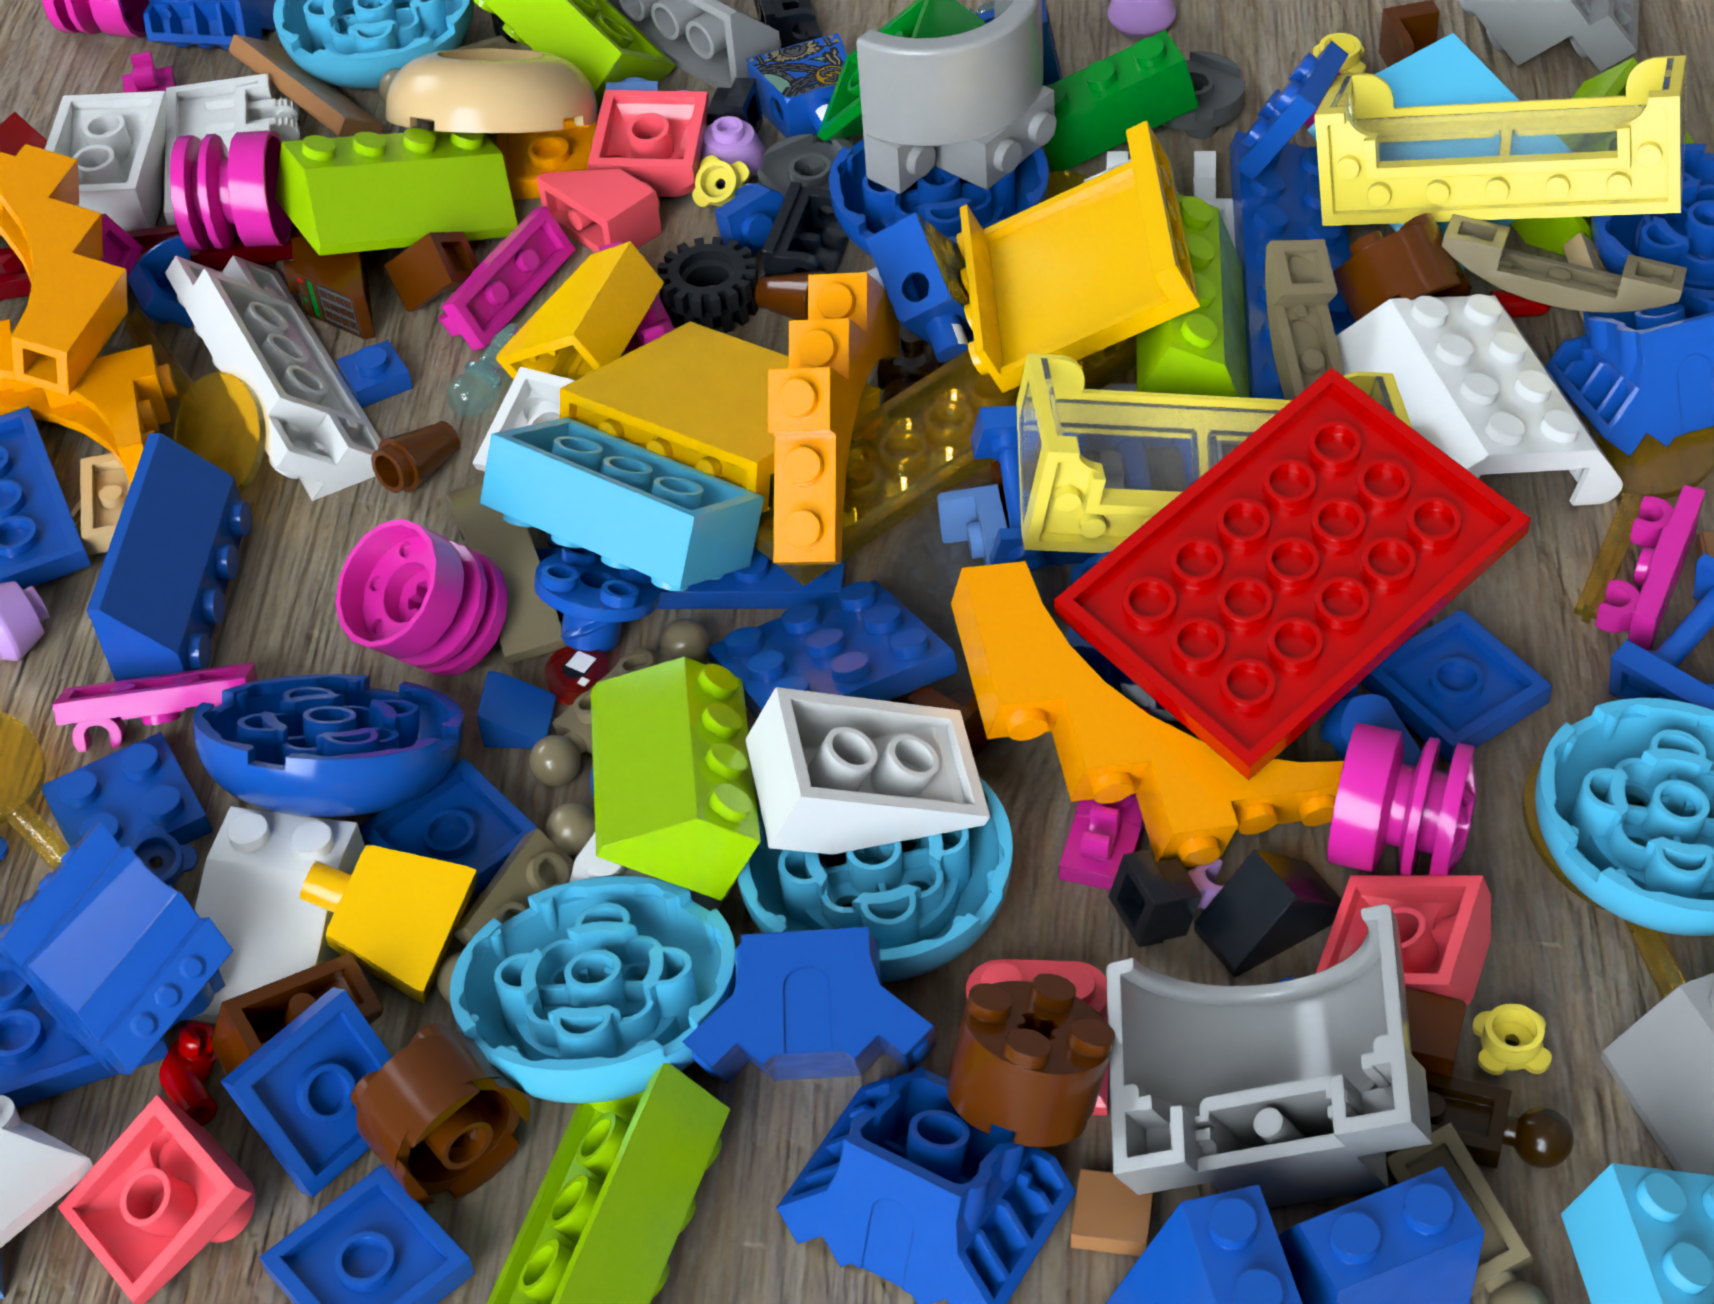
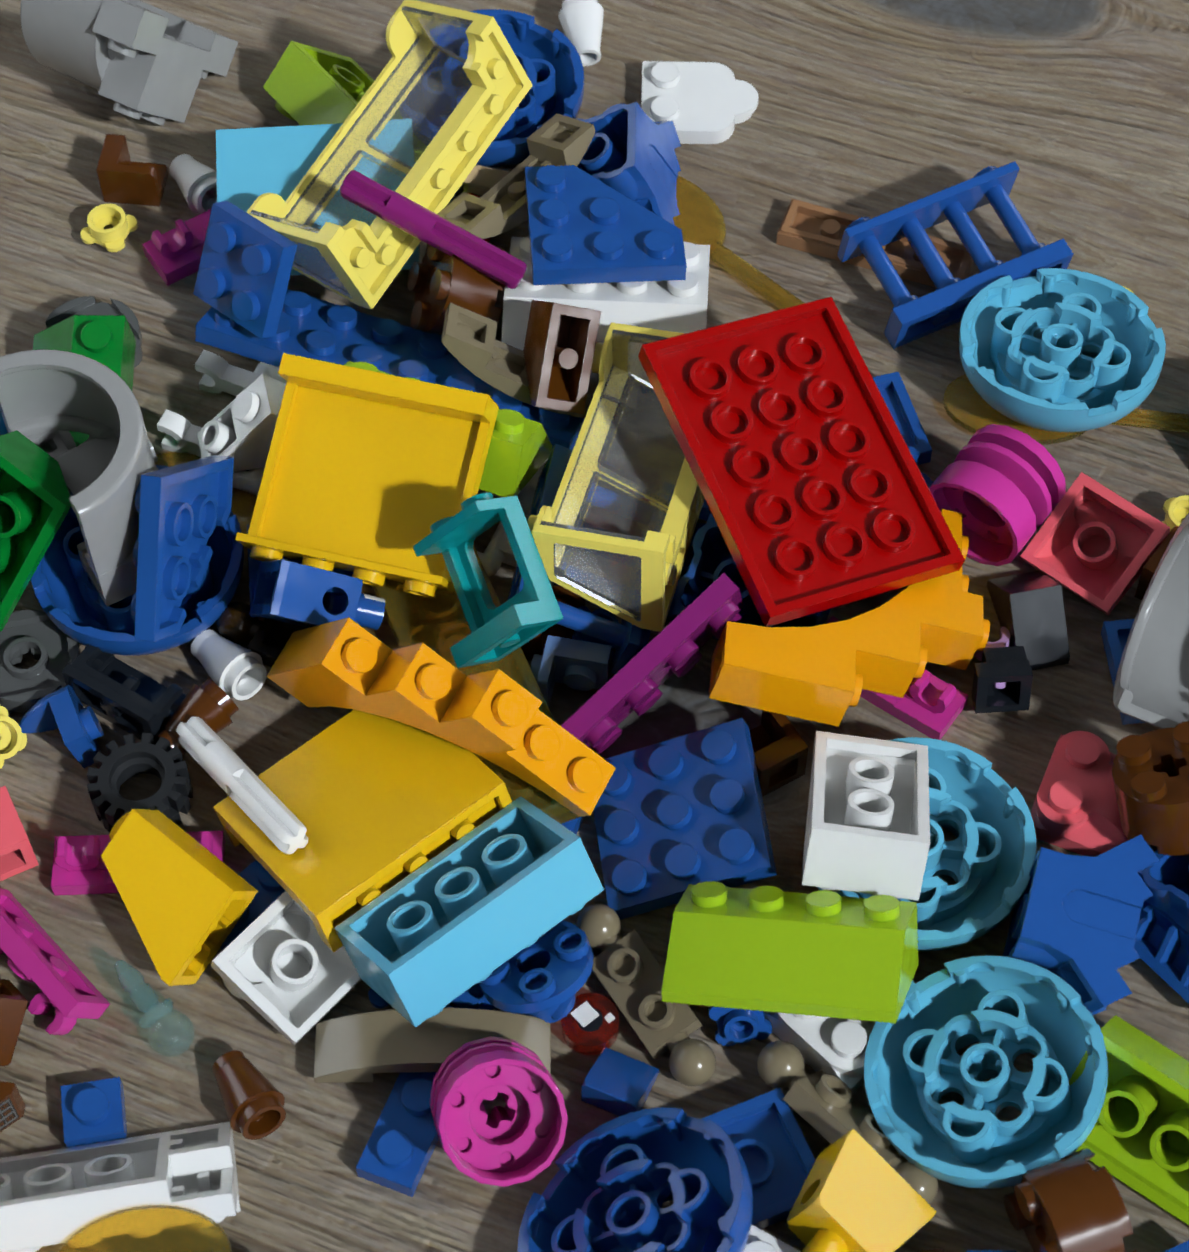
camera: 75 degrees left, 10 degrees up
(707, 320) = (242, 785): none -> white axle
(931, 159) = (176, 520): none -> blue plate
(931, 542) = (668, 653): none -> magenta plate
(941, 413) = (518, 620): none -> teal window
(1347, 339) = (560, 354): none -> reddish brown slope
(1411, 198) = (432, 229): none -> magenta axle
(1518, 332) = (594, 233): none -> blue plate
(1656, 570) = (811, 266): dark pink plate -> none

